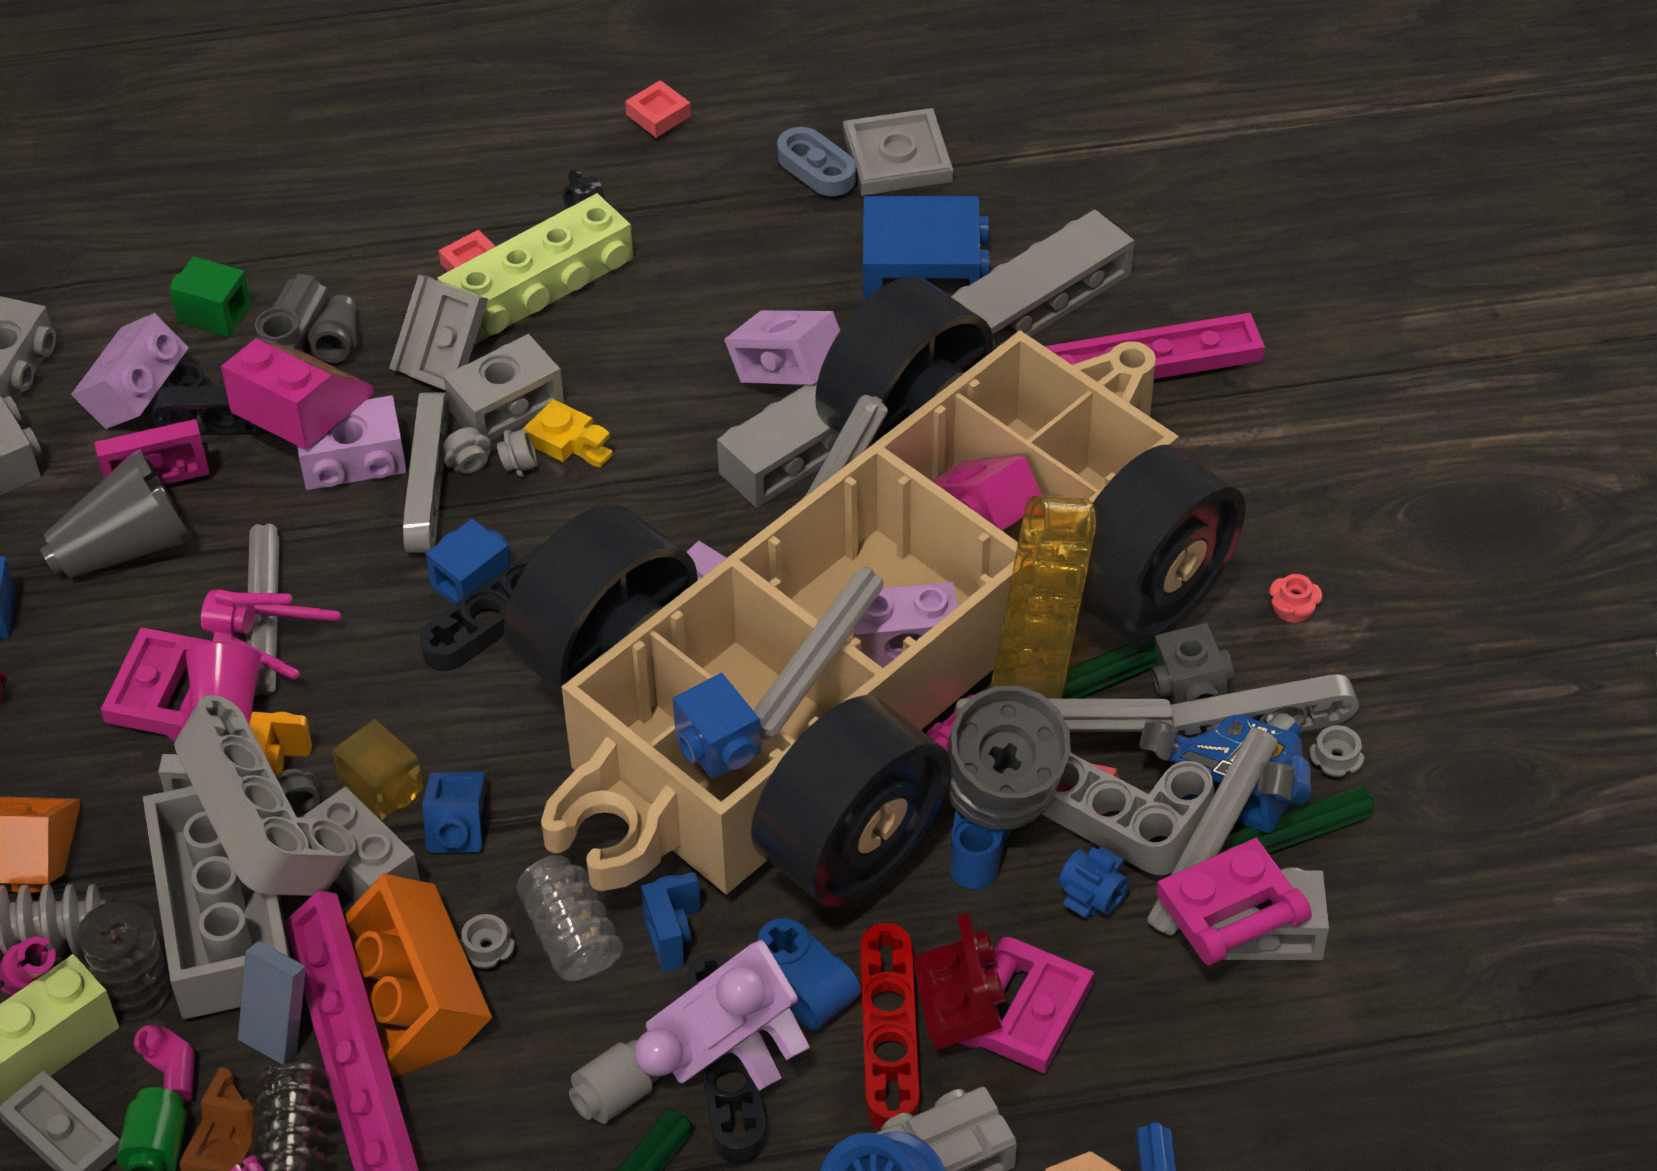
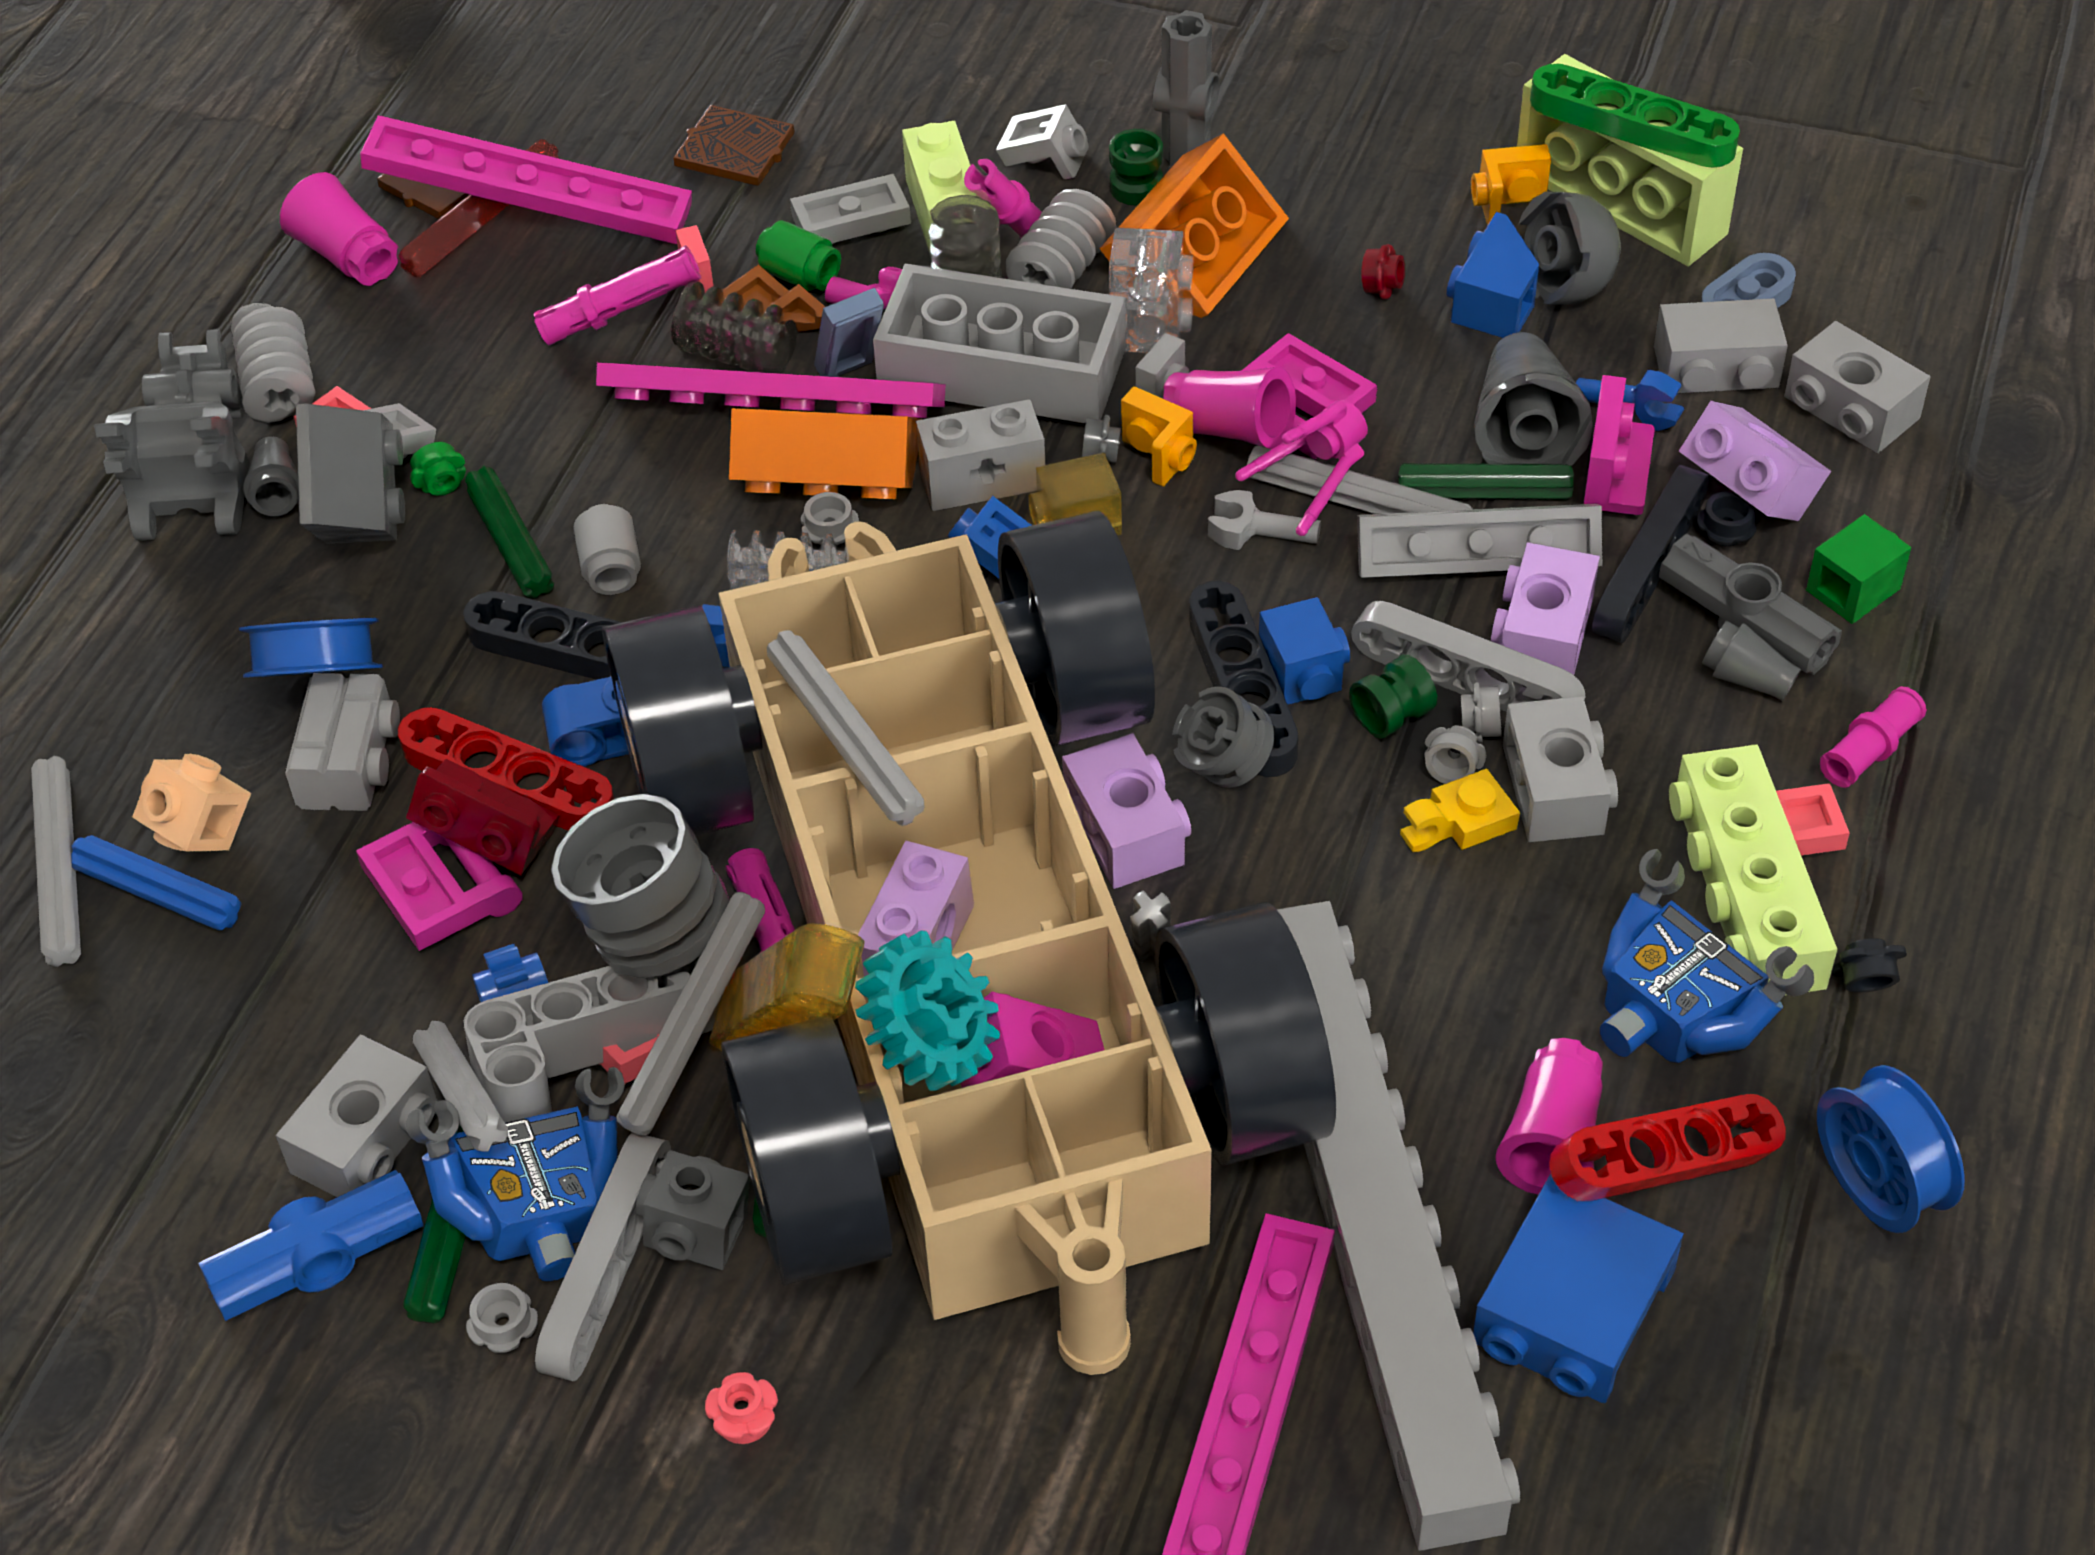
camera: 120 degrees right, 0 degrees up
(76, 464) = (1647, 396): none -> blue bar
(107, 806) = (1151, 275): none -> clear brick
(211, 536) = (1490, 480): none -> dark green axle
(249, 810) = (1048, 340): light grey beam -> none
(290, 391) = (1614, 544): dark pink slope -> none
(292, 509) = (1471, 538): none -> light grey plate
(329, 663) = (1248, 520): none -> light grey bar
(373, 250) = (1873, 737): none -> dark pink pin
(437, 331) = (1670, 726): light grey plate -> none
(484, 498) = (1398, 693): none -> dark green wheel
(658, 108) = (2020, 1116): coral plate -> none
(658, 267) = (1682, 982): none -> blue torso
(716, 726) = (799, 596): blue brick -> none
(724, 1018) = (561, 597): lavender piece -> none
(741, 128) = (1890, 1148): none -> blue wheel
(782, 346) = (1444, 1031): lavender brick -> none
(804, 223) = (1670, 1150): none -> red beam
(811, 286) = (1556, 1101): none -> dark pink plant
(816, 161) = (1816, 1251): sand blue plate -> none
(898, 151) = (1811, 1374): light grey tile -> none
(1031, 476) = (927, 1010): none -> teal gear
(1226, 888) = (385, 1055): dark pink plate -> none
(1378, 885) = (311, 1244): none -> blue piece

